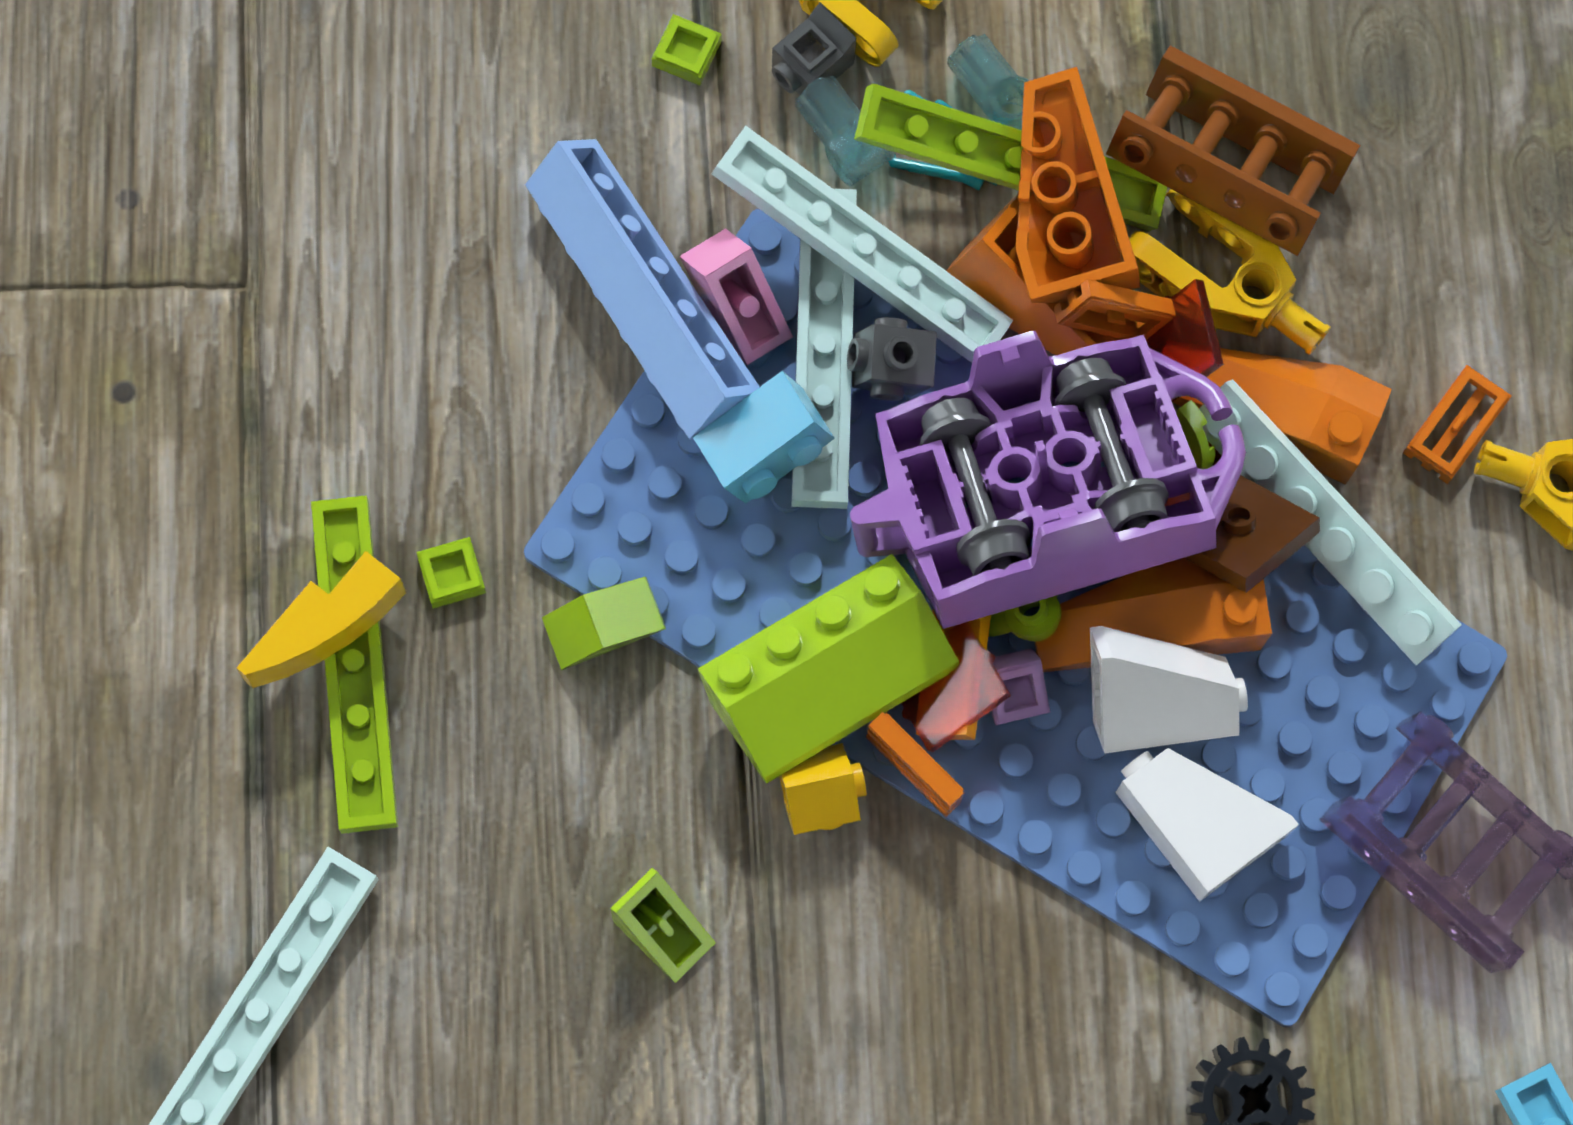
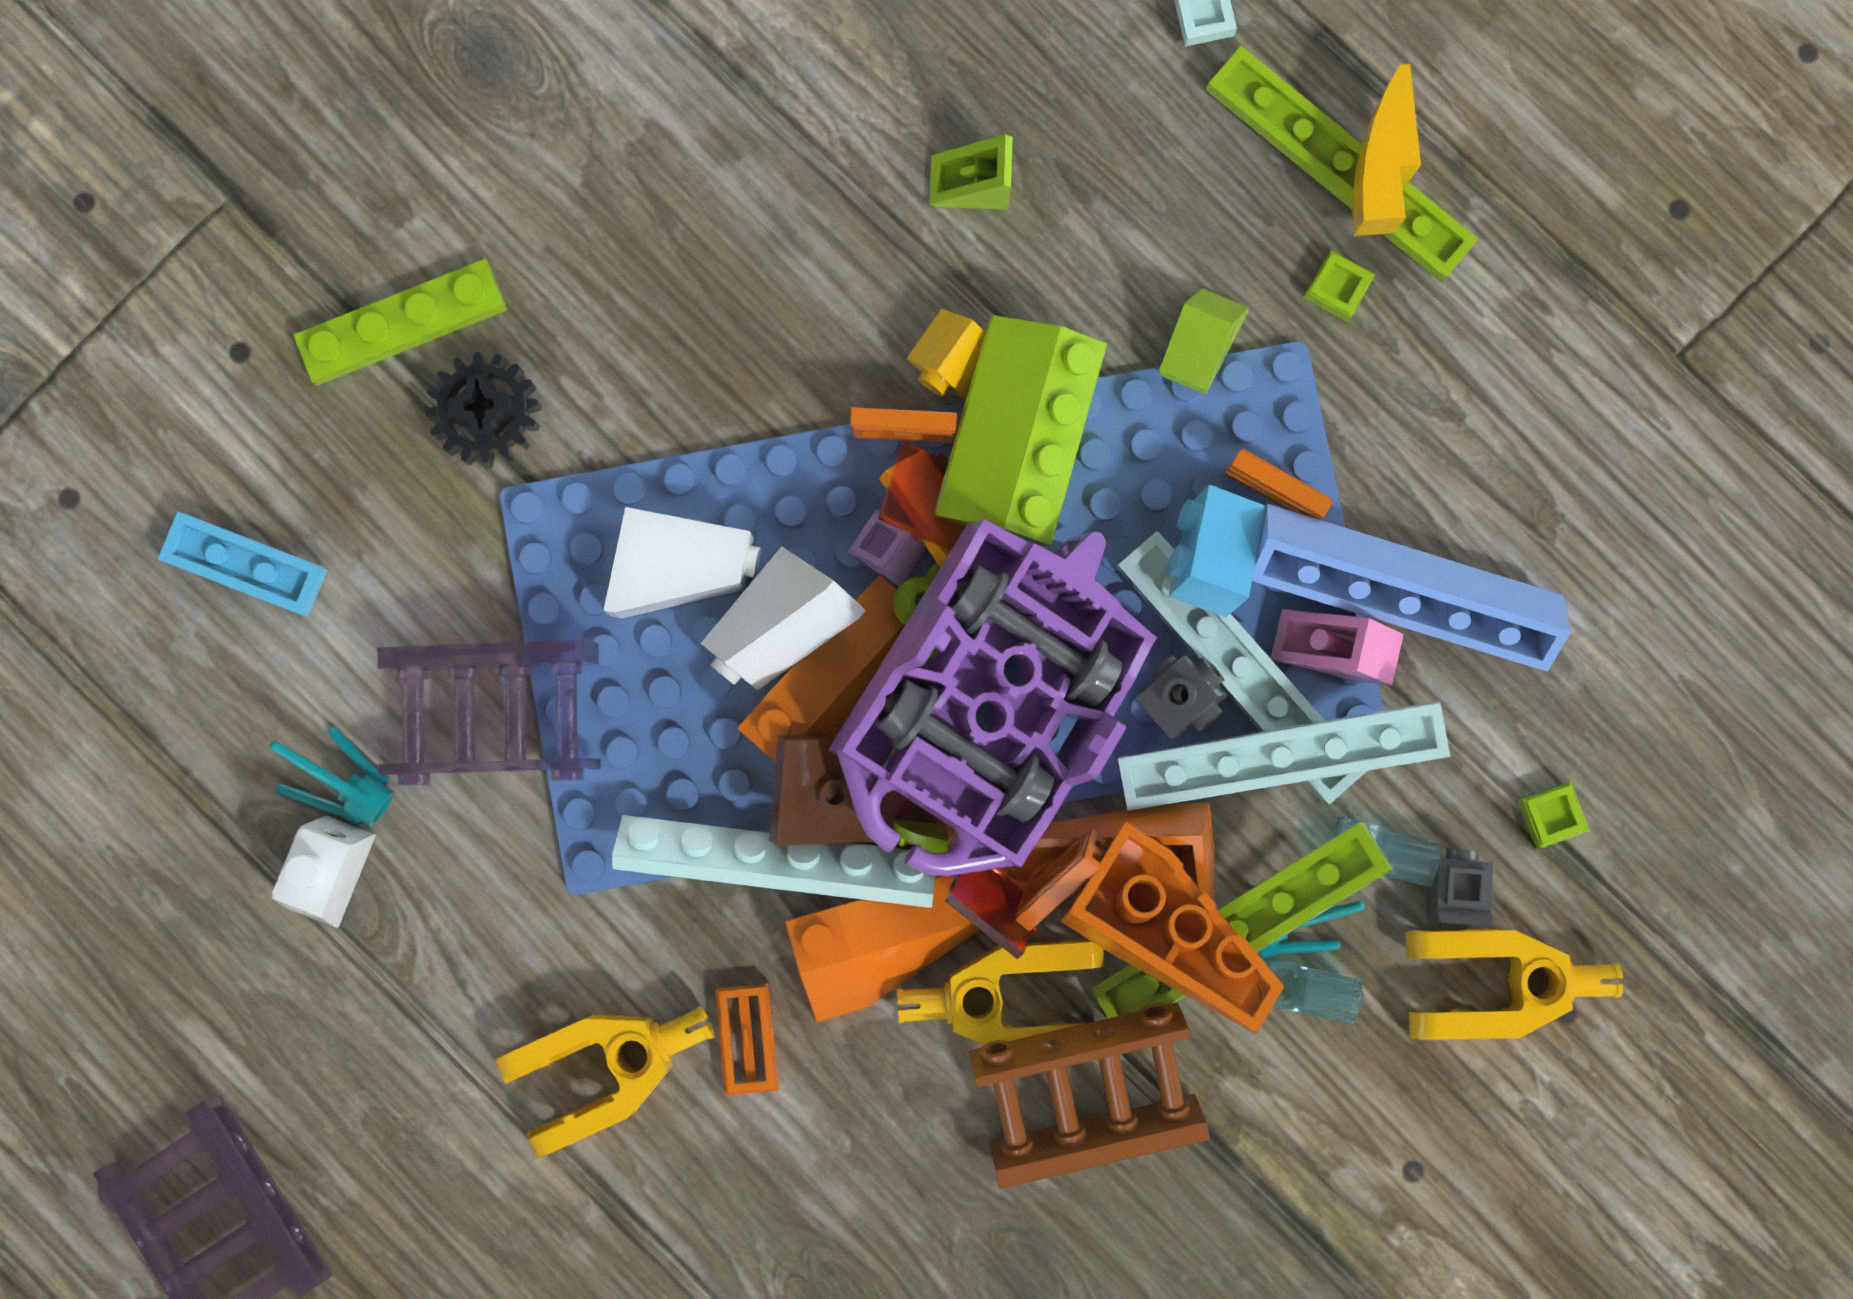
camera: 140 degrees right, 10 degrees up
(663, 450) = (1277, 485): none -> orange tile

